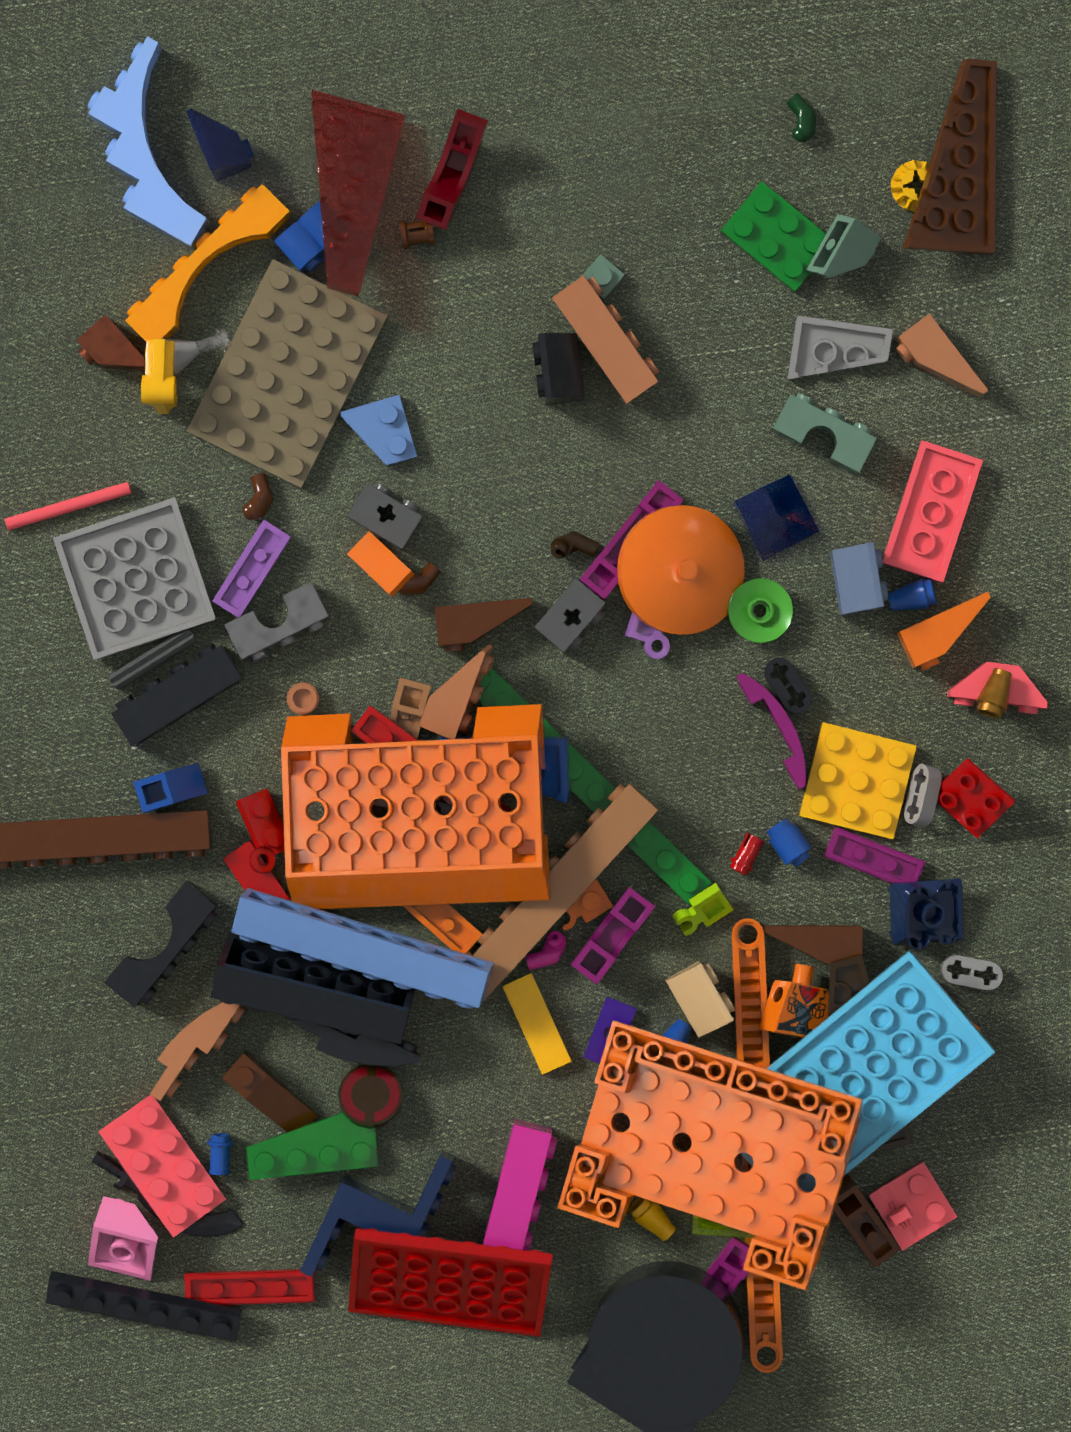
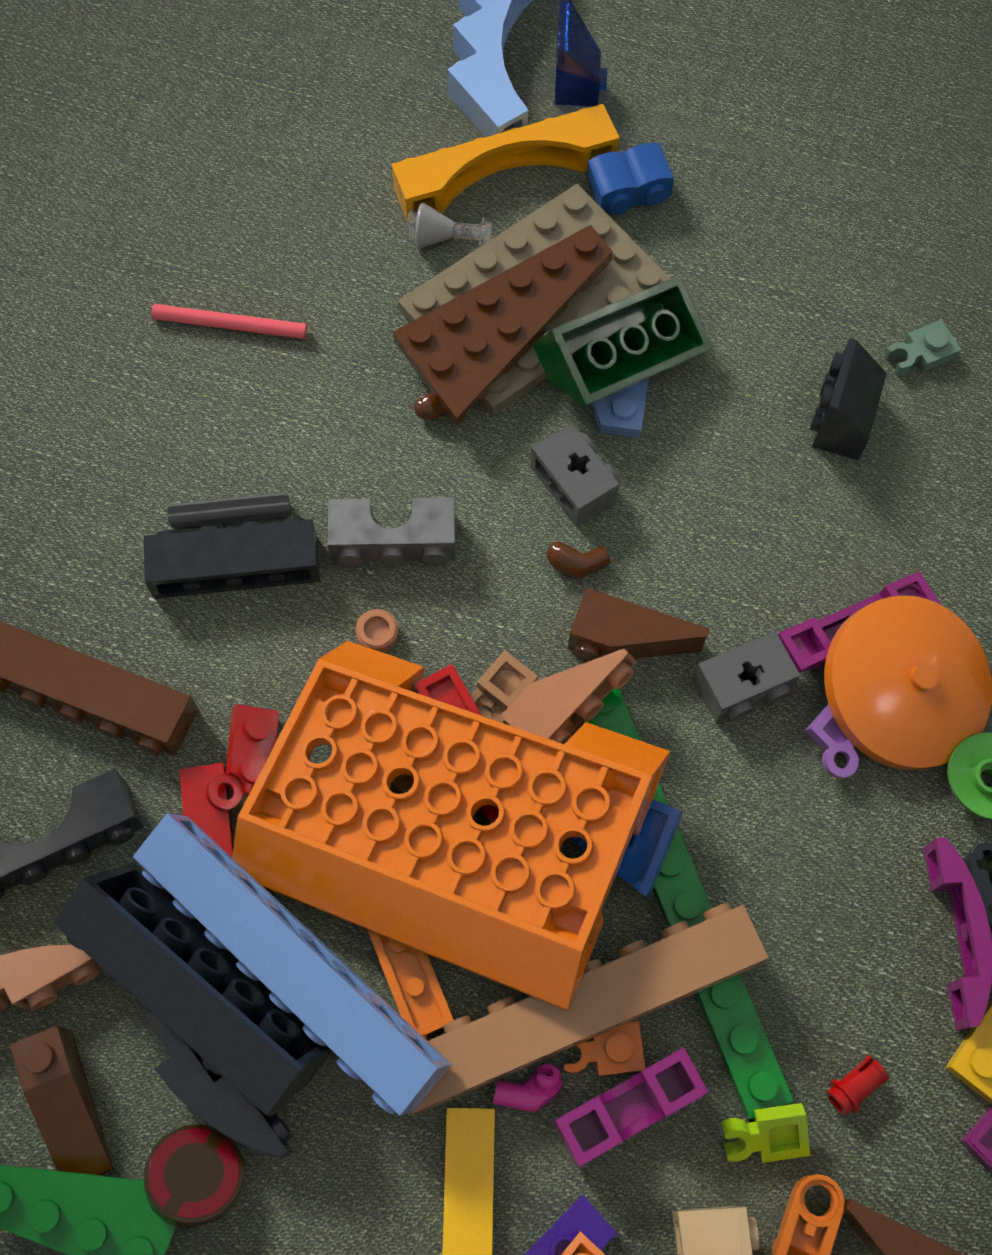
camera: 20 degrees right, 20 degrees down
(109, 347) = (362, 191): copper slope -> none
(134, 578) = (257, 419): light grey plate -> none
(159, 382) = (394, 226): yellow piece -> none
(170, 787) = (161, 652): blue slope -> none
(252, 569) = (394, 463): medium lavender plate -> none
(269, 428) = (492, 326): none -> reddish brown wing
(353, 169) = (701, 138): clear red wing -> none
(375, 399) = (623, 343): none -> dark green slope
(380, 564) = (544, 521): orange tile -> none
(416, 233) = (745, 220): reddish brown bush -> none
(453, 170) = (807, 184): dark red arch -> none
(572, 542) = (782, 599): dark brown arm -> none
(605, 338) = (918, 397): nougat brick -> none
(789, 842) = (924, 1097): blue brick -> none

